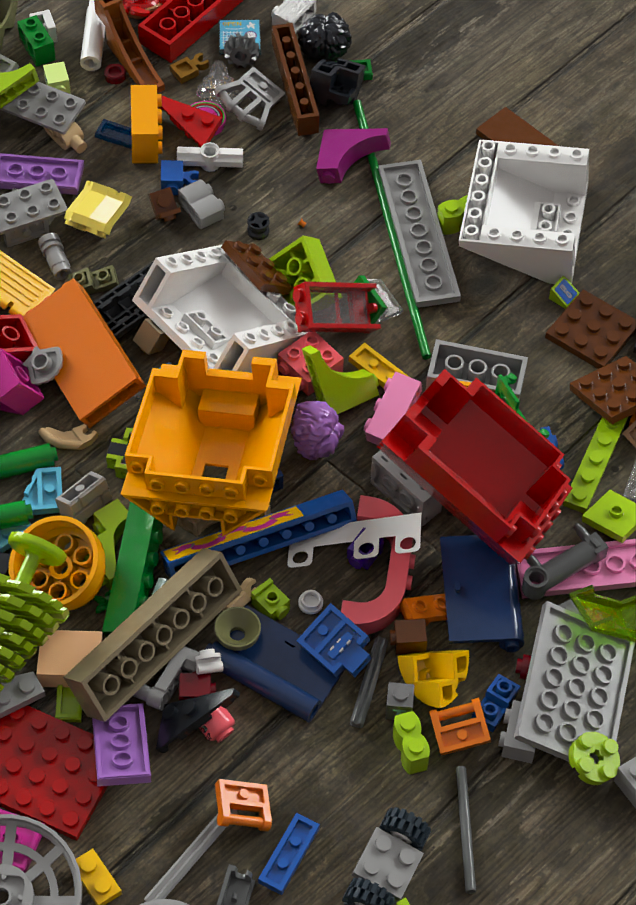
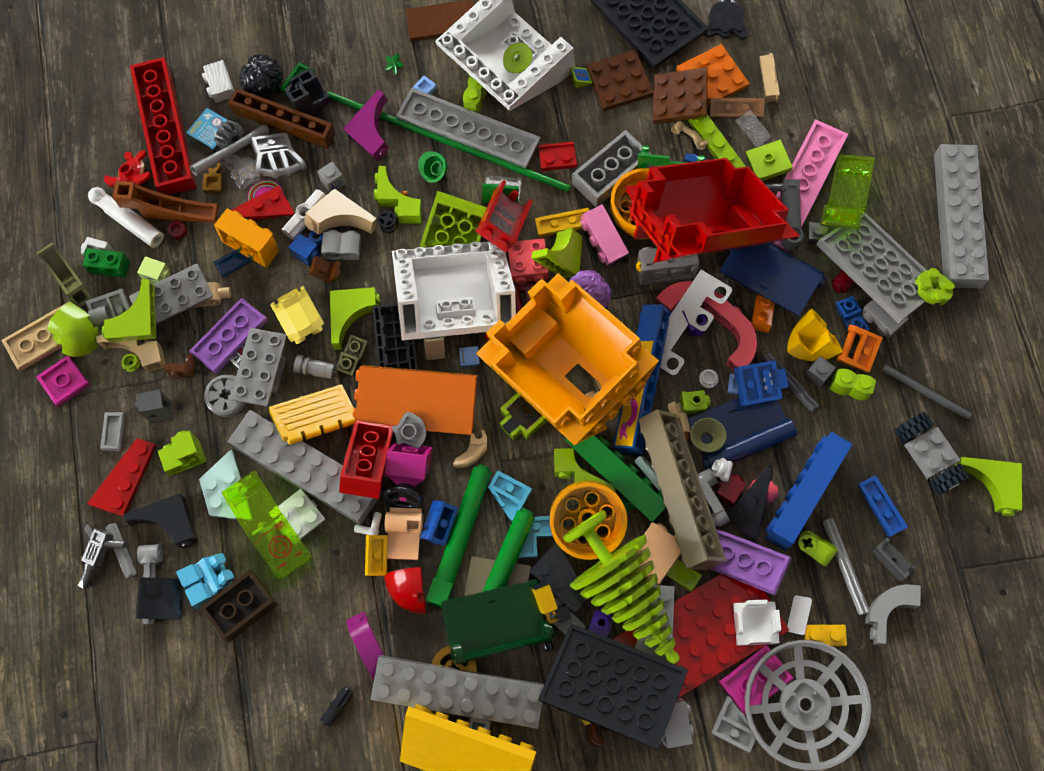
camera: 50 degrees left, 15 degrees up
(57, 791) = (756, 623): none -> white panel
(84, 497) = (537, 470): light grey brick -> none
(101, 838) = (799, 614): none -> white sticker
(133, 245) = (347, 307): none -> lime arch
(188, 809) = (820, 549): none -> lime piece
(194, 47) = (206, 163): none -> light grey piece
(231, 176) = (338, 211): none -> arch
(243, 797) = (828, 510): orange plate -> none
(253, 759) = (808, 491): none -> blue brick
(257, 267) = (430, 244): reddish brown plate -> none
(266, 153) = (331, 177): none -> light grey brick
(285, 209) = (406, 208): none -> lime arch
(348, 227) = (432, 166): none -> green piece
(409, 636) = (778, 336): reddish brown brick -> none
(435, 172) = (425, 85): none -> light blue tile
(436, 132) = (394, 63): none -> green plant
(454, 324) = (557, 156): none -> red plate
(516, 212) = (523, 58): none -> lime piece
(584, 440) = (698, 141): none -> tan piece

